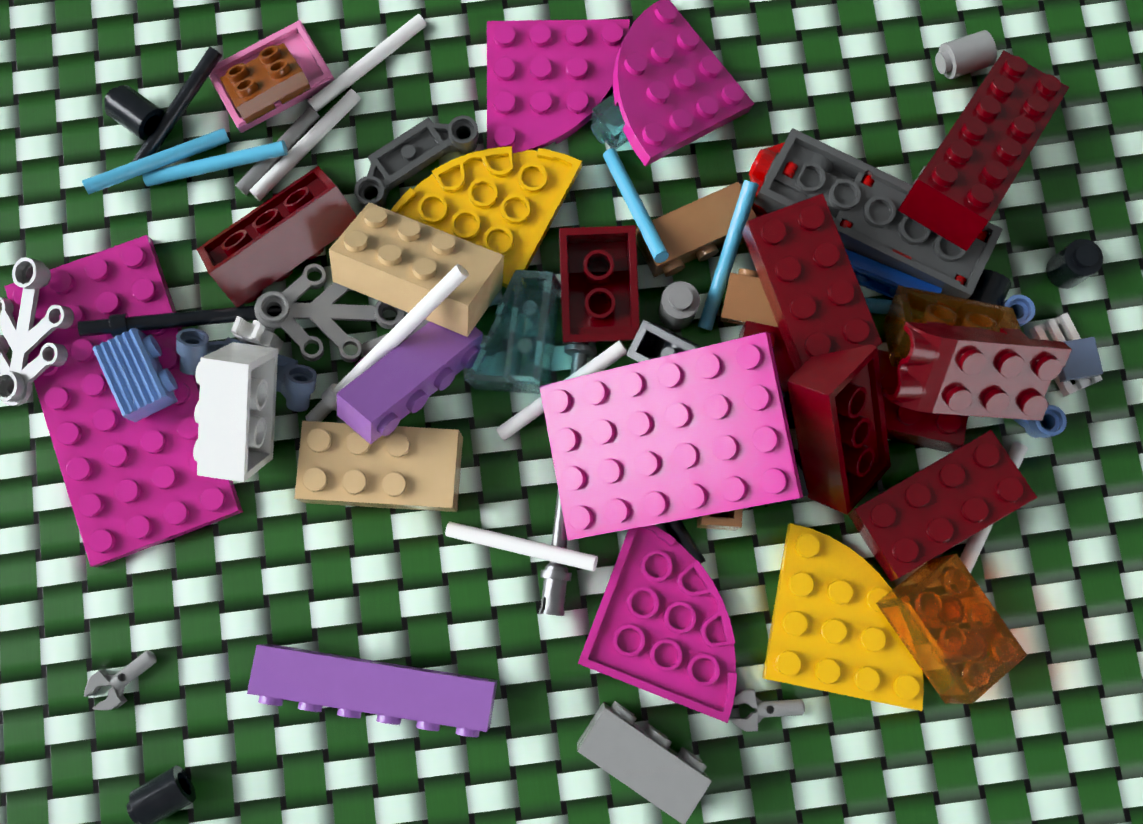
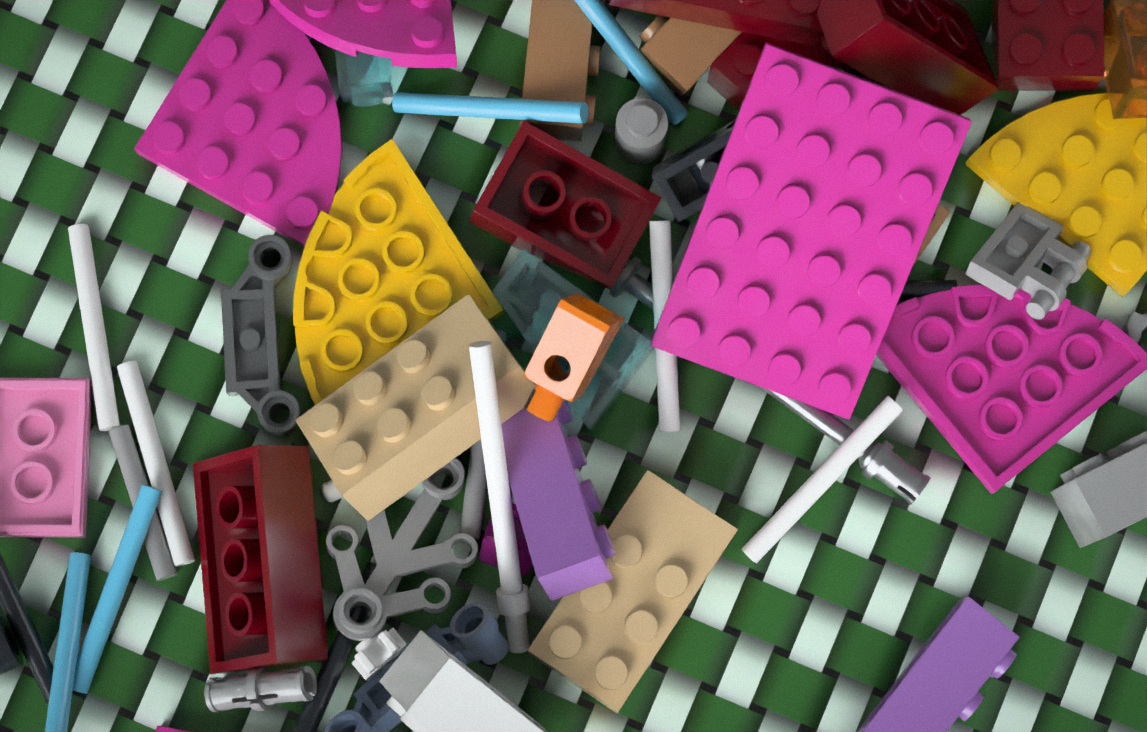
camera: 65 degrees left, 0 degrees up
(197, 279) = (260, 689): none -> light grey pin
(264, 81) = (54, 463): dark orange plate -> none
(499, 333) = (582, 335): none -> torso
(744, 587) = (1014, 252): none -> light grey plate

